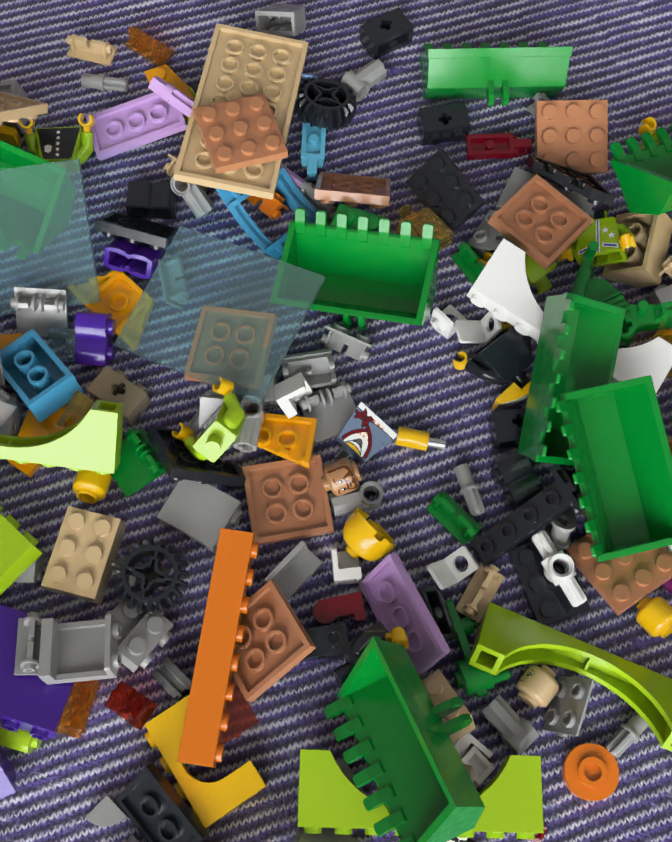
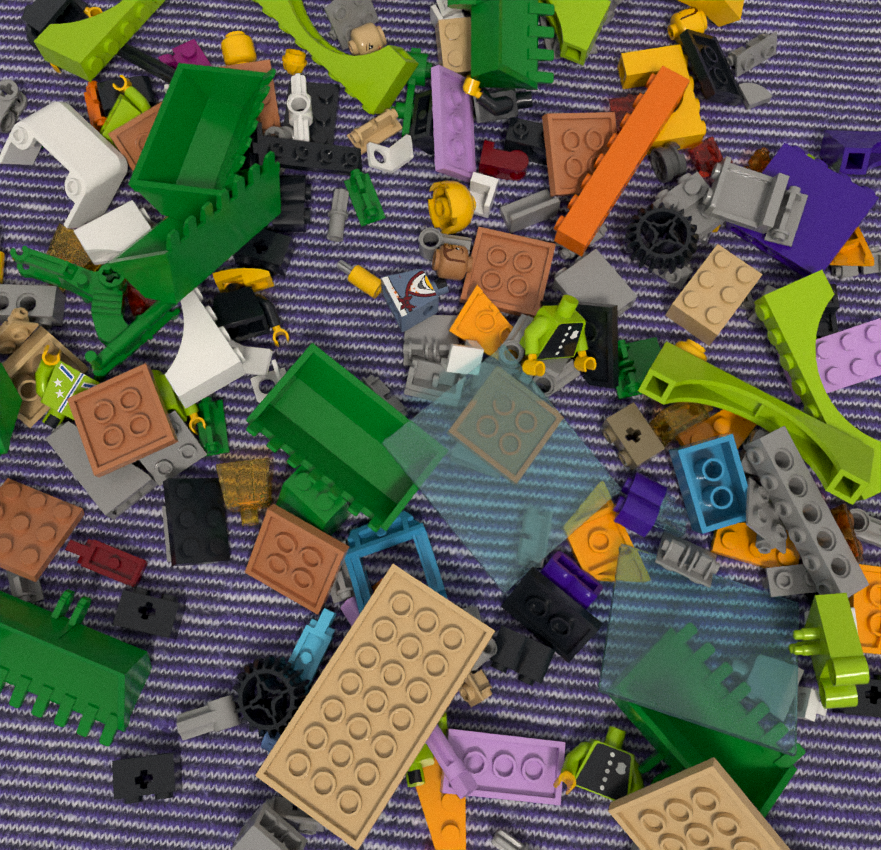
camera: 155 degrees left, 5 degrees up
(240, 133) = (397, 658): nougat plate -> none
(514, 730) = (403, 22): light grey piece -> none
(571, 180) = (55, 467): black plate -> none
(597, 632) = (294, 61): none -> yellow plate

